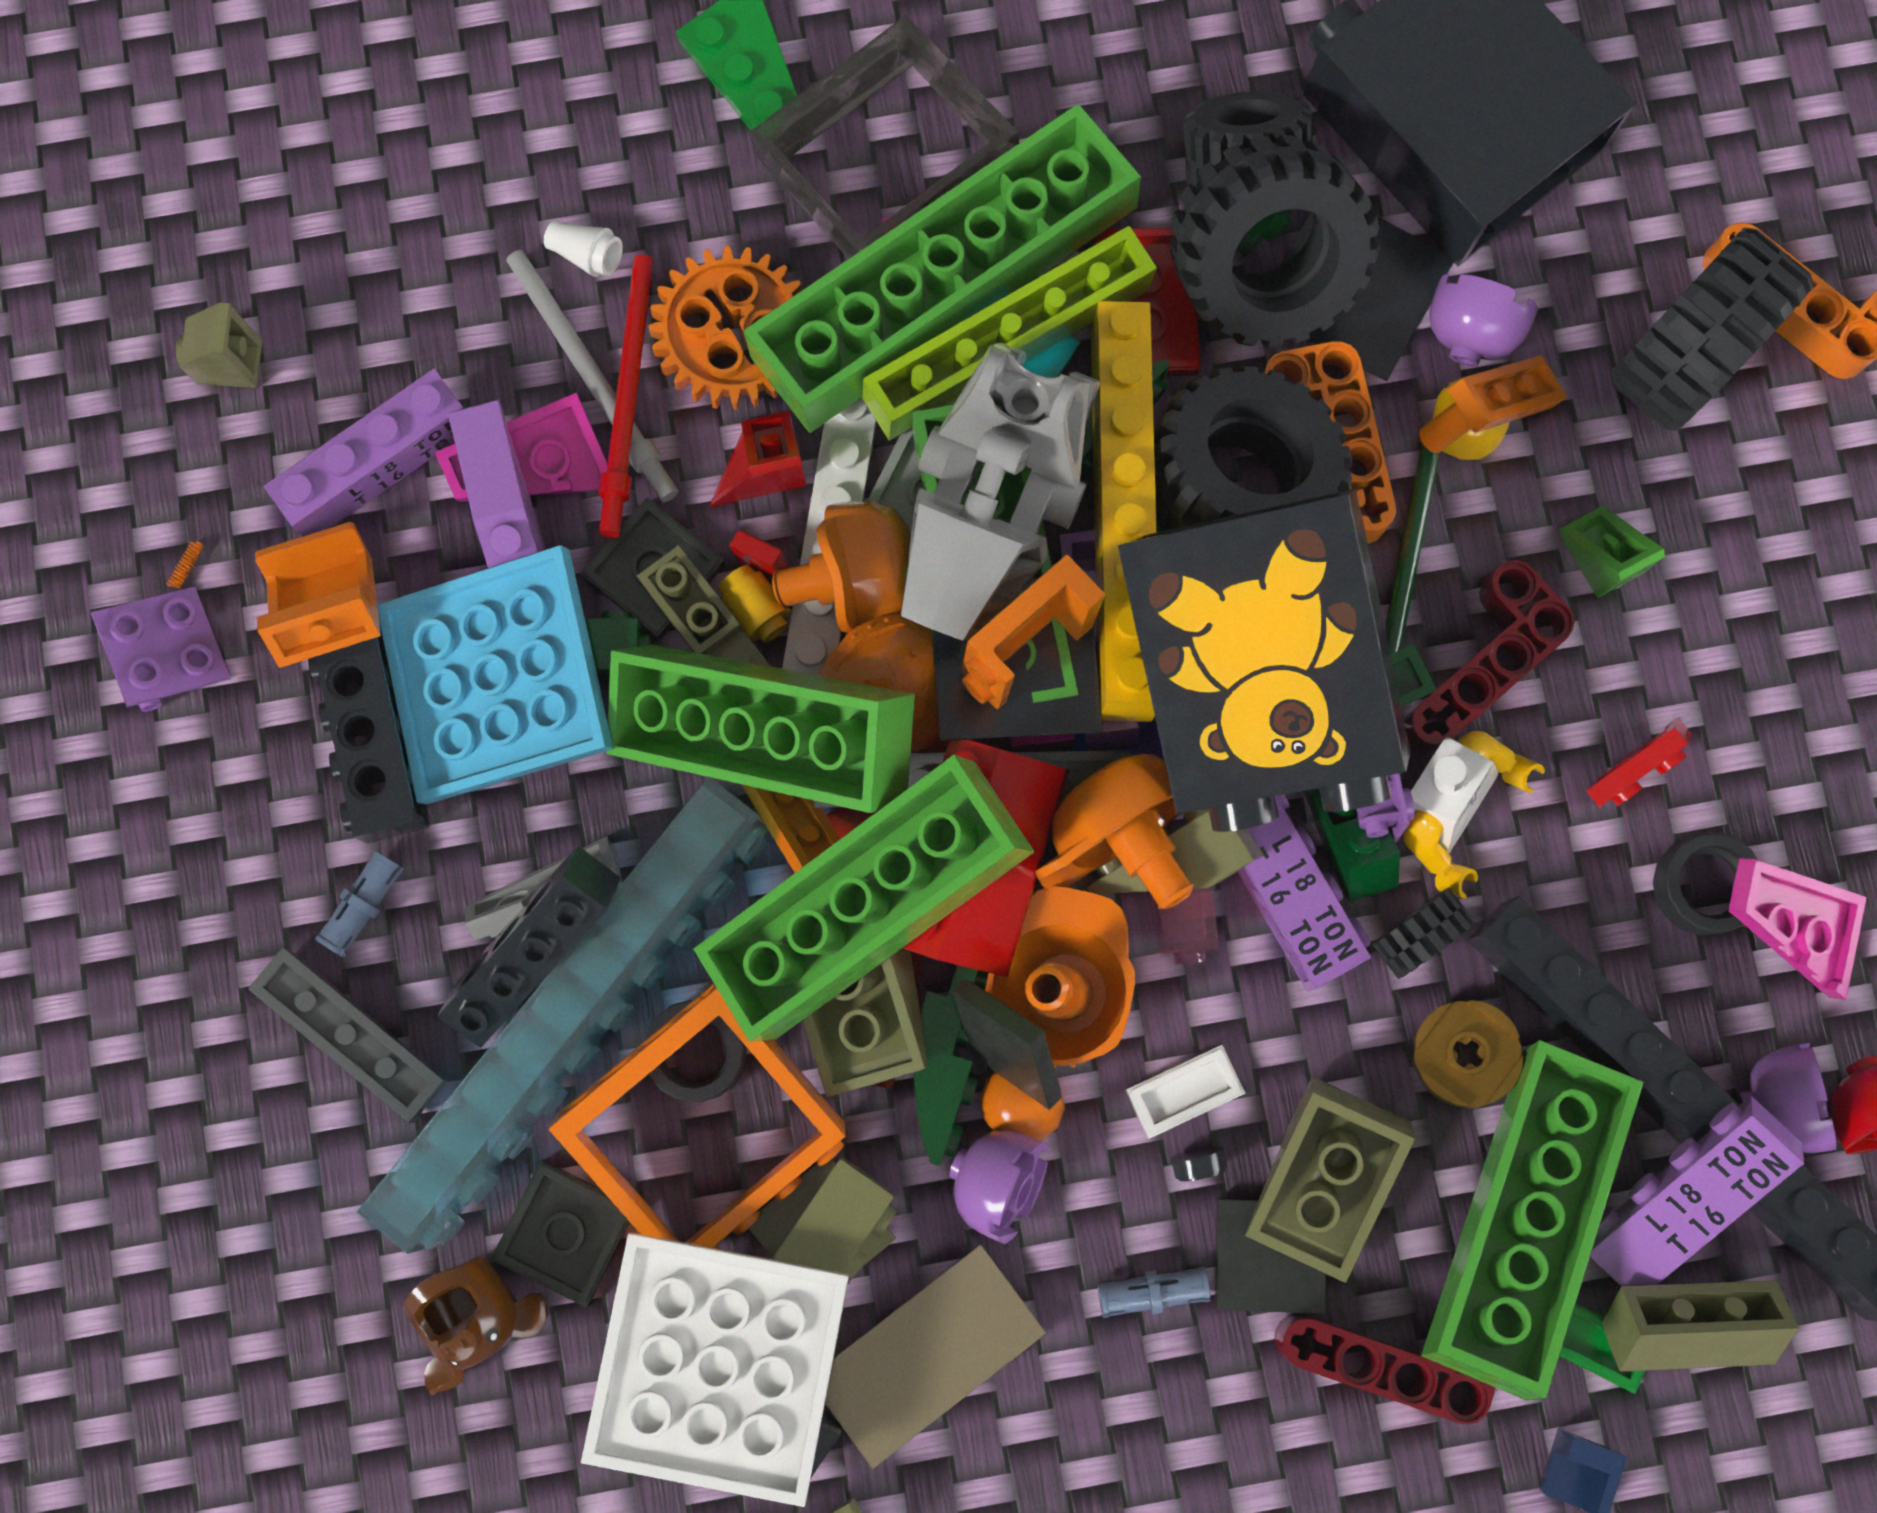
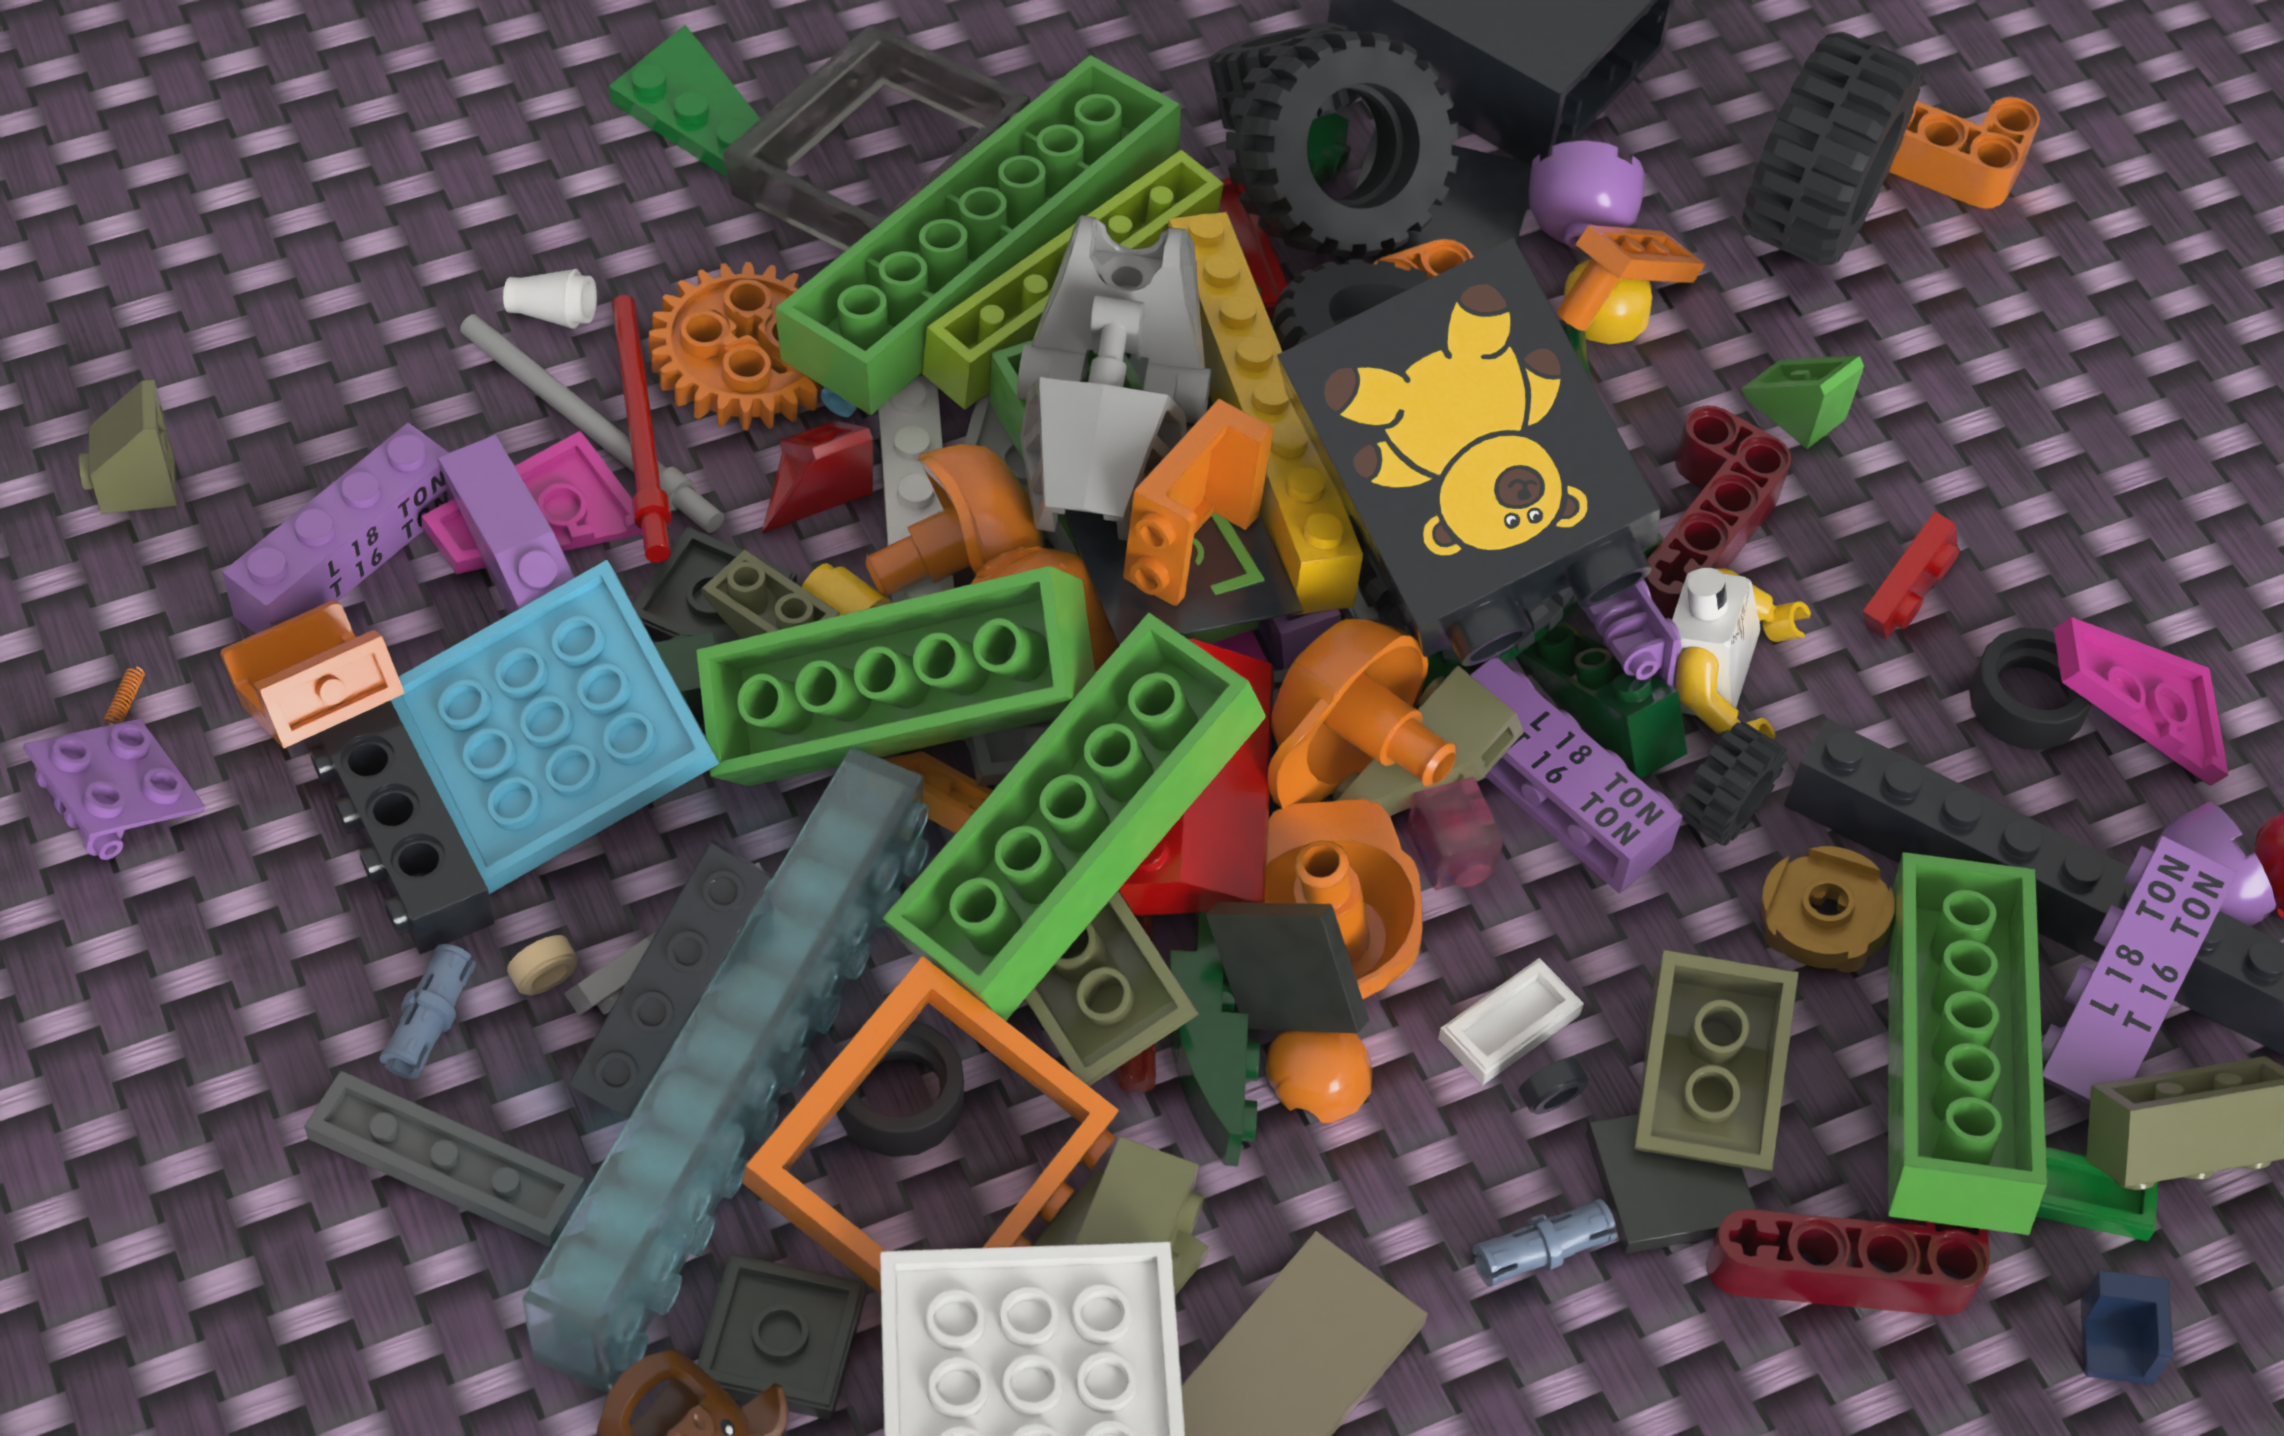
camera: 20 degrees left, 25 degrees down
(451, 885) = (542, 965): none -> tan tile
(758, 554) = (840, 548): red tile -> none
(998, 1181) = (1316, 1144): medium lavender cylinder -> none

